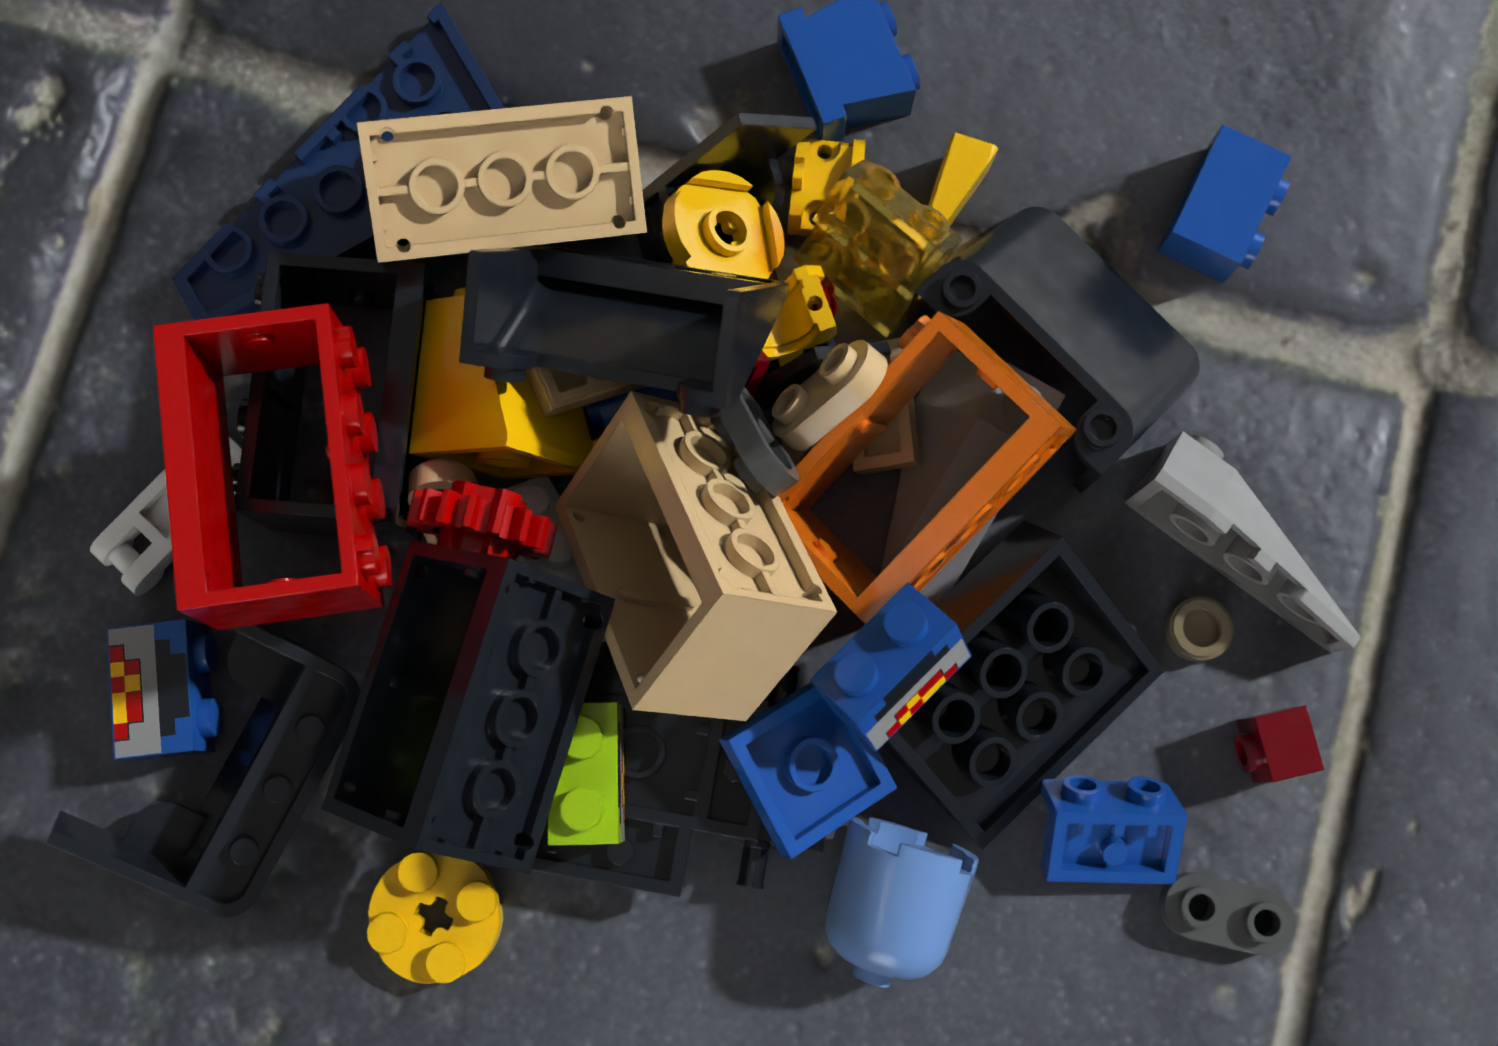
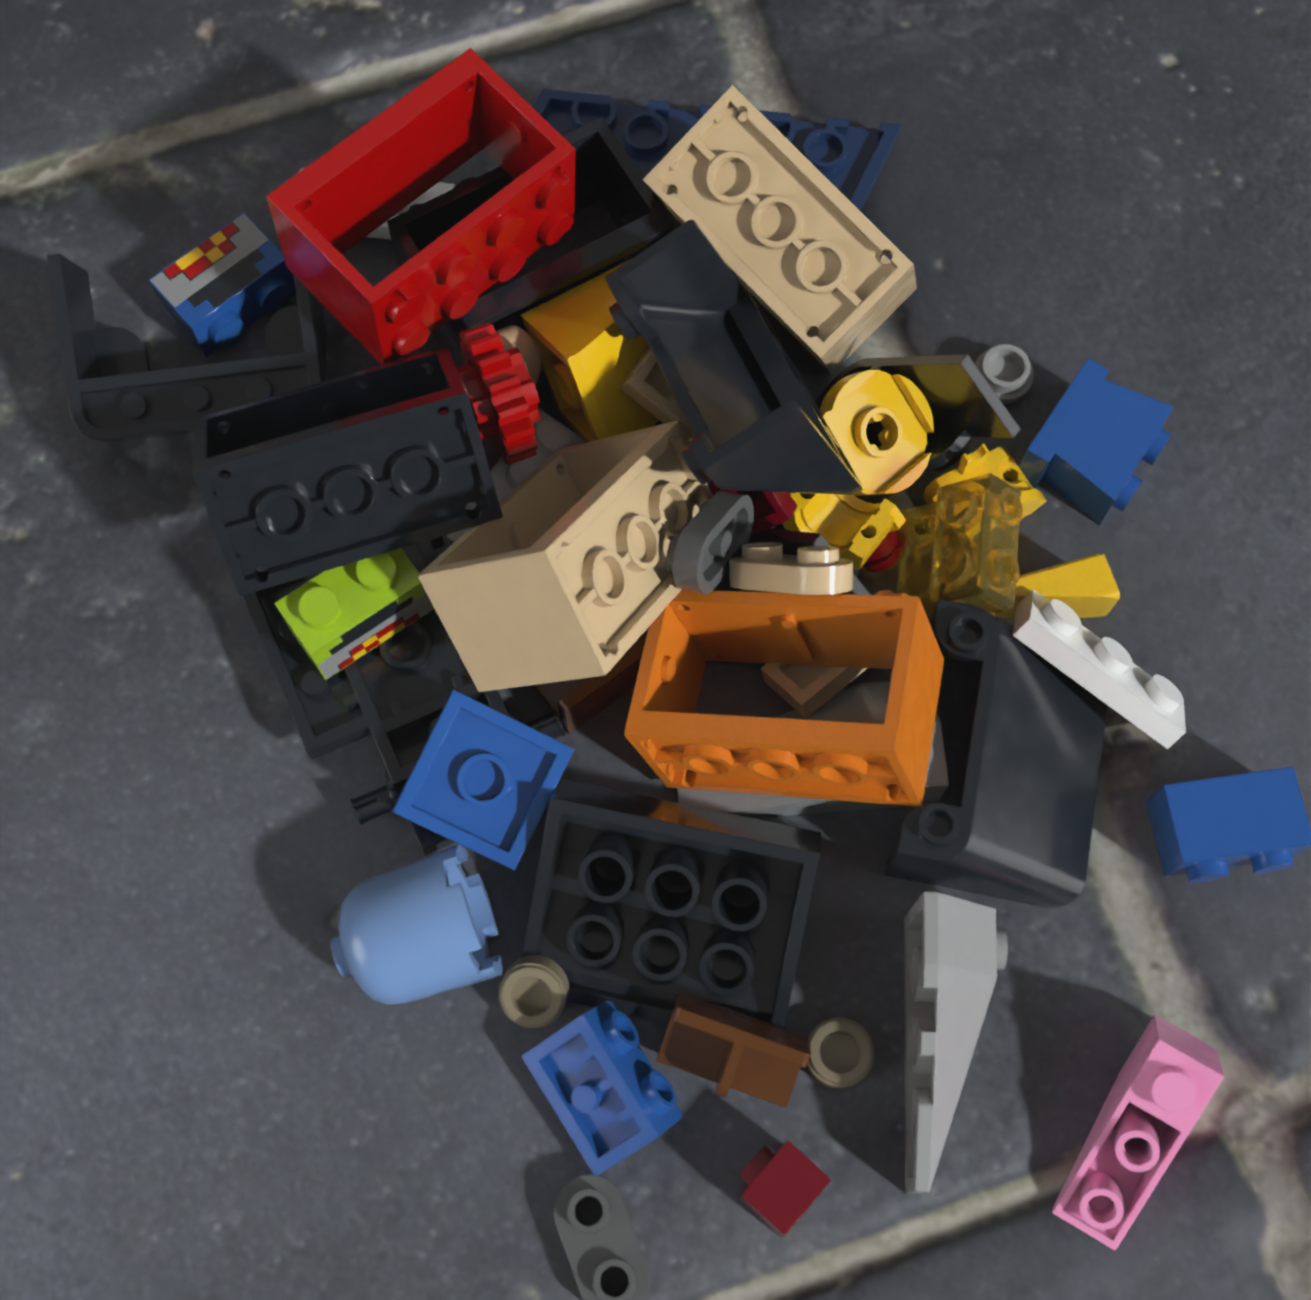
camera: 55 degrees right, 10 degrees down
(398, 929) = (152, 567): yellow plate -> none
(730, 90) = (1006, 371): none -> light grey plate
(892, 666) = (601, 775): blue brick -> none
(998, 835) = (533, 991): none -> dark tan tile
(1044, 207) = (1101, 667): none -> white plate
(1149, 708) = (733, 1049): none -> reddish brown panel
(1404, 443) = (1139, 1130): none -> bright pink slope

